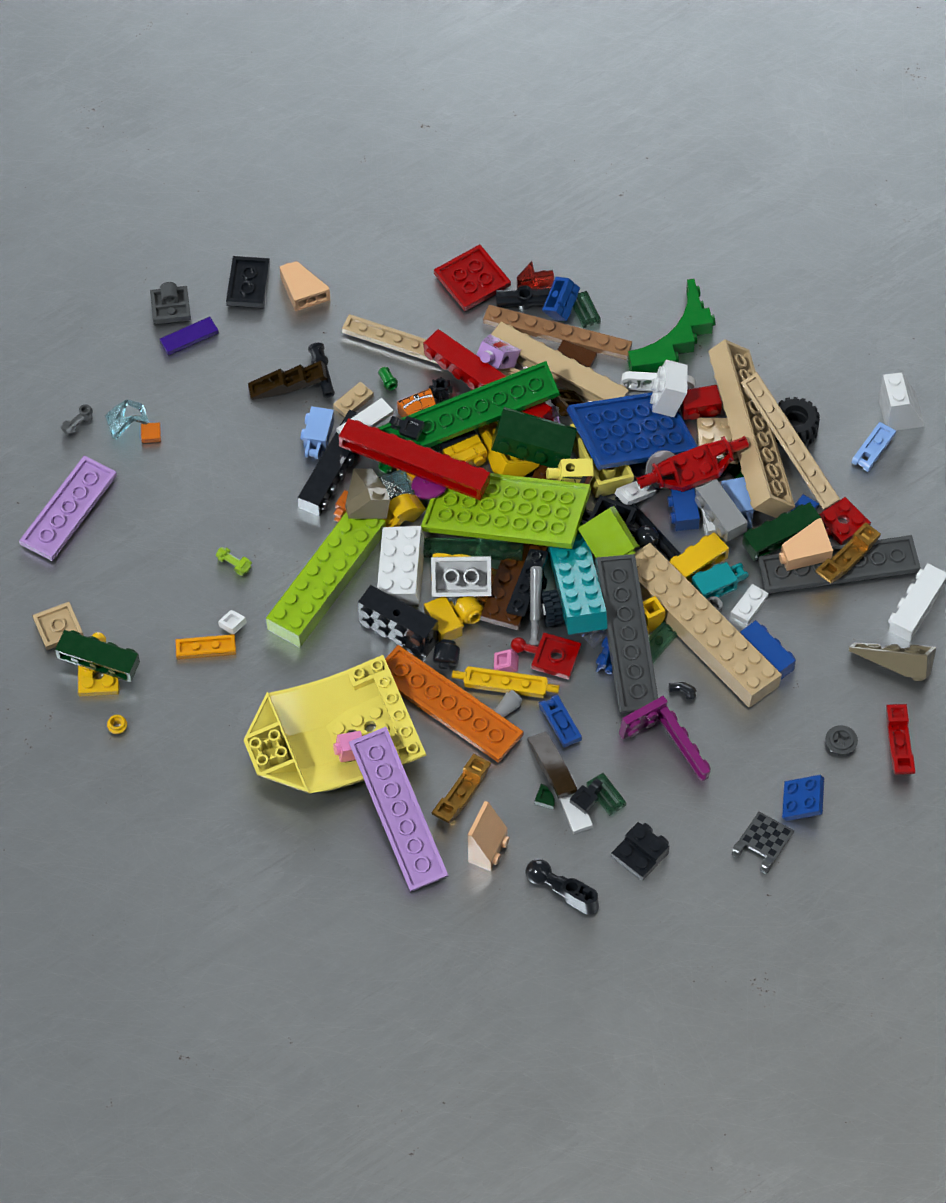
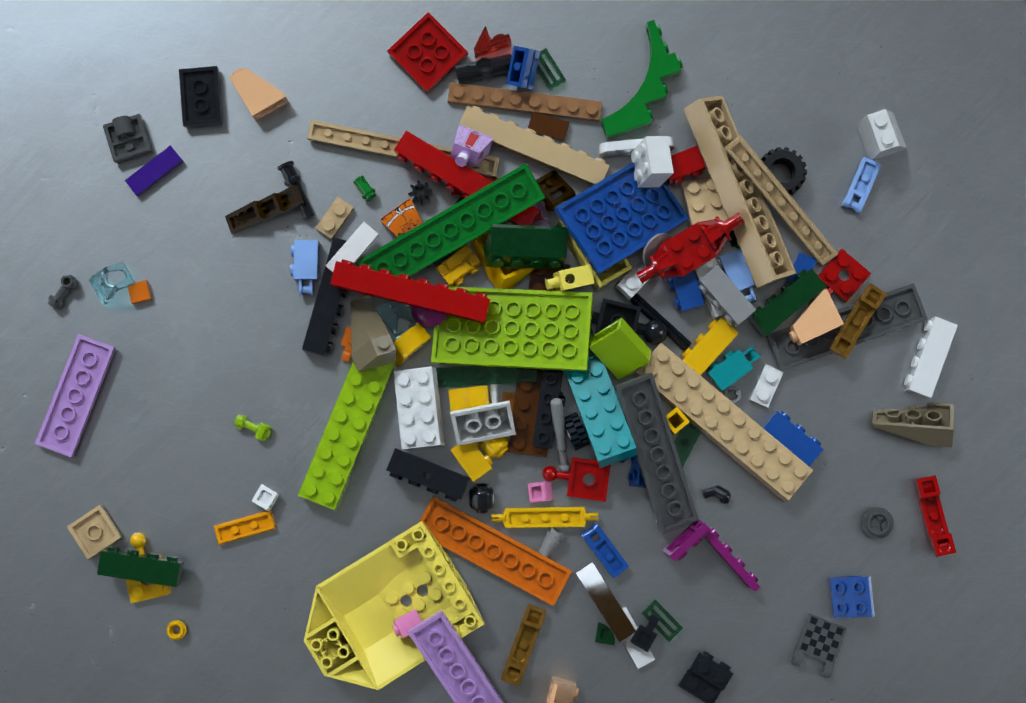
camera: 10 degrees left, 25 degrees up
(409, 428) = (399, 256): black plate -> none

